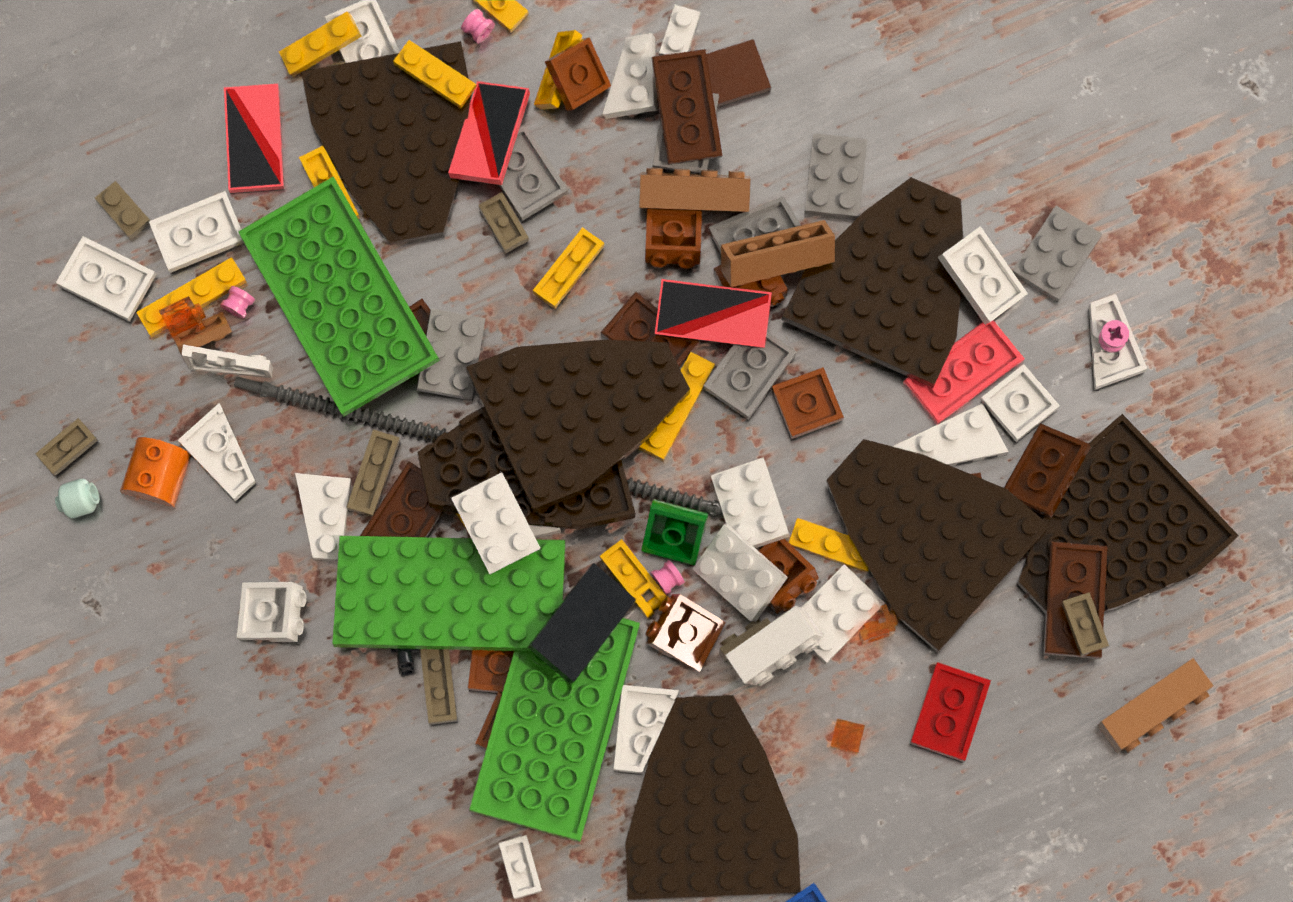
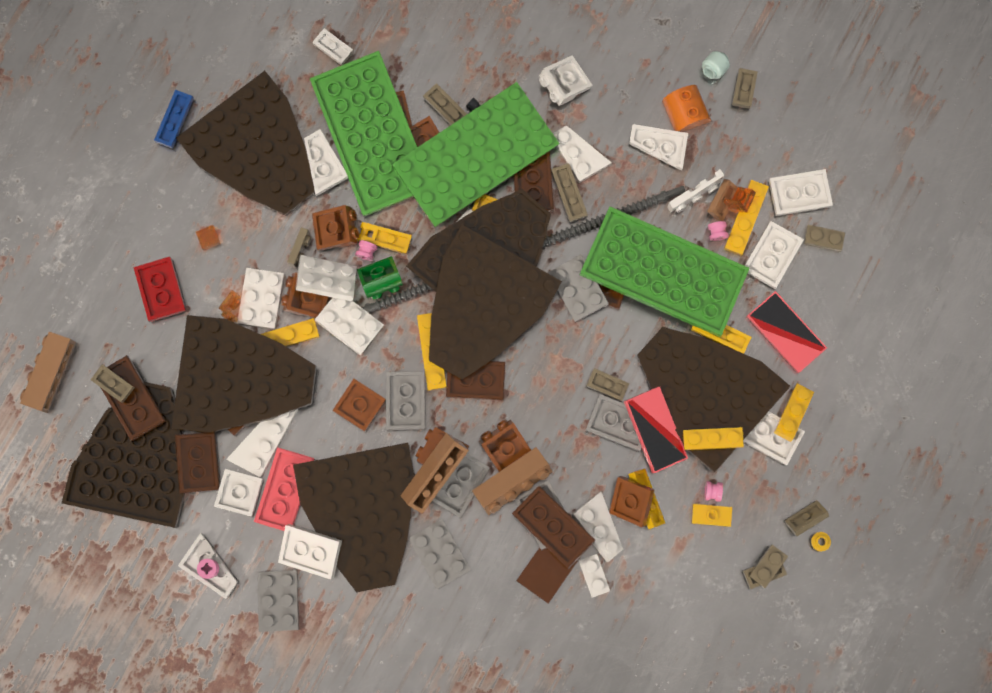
camera: 145 degrees right, 5 degrees up
(496, 523) = (476, 202): white plate -> none
(568, 268) = (550, 385): yellow plate -> none
(581, 623) = (390, 186): black tile -> none
(713, 313) = (447, 414): tile -> none
(775, 647) = (275, 249): white brick -> none

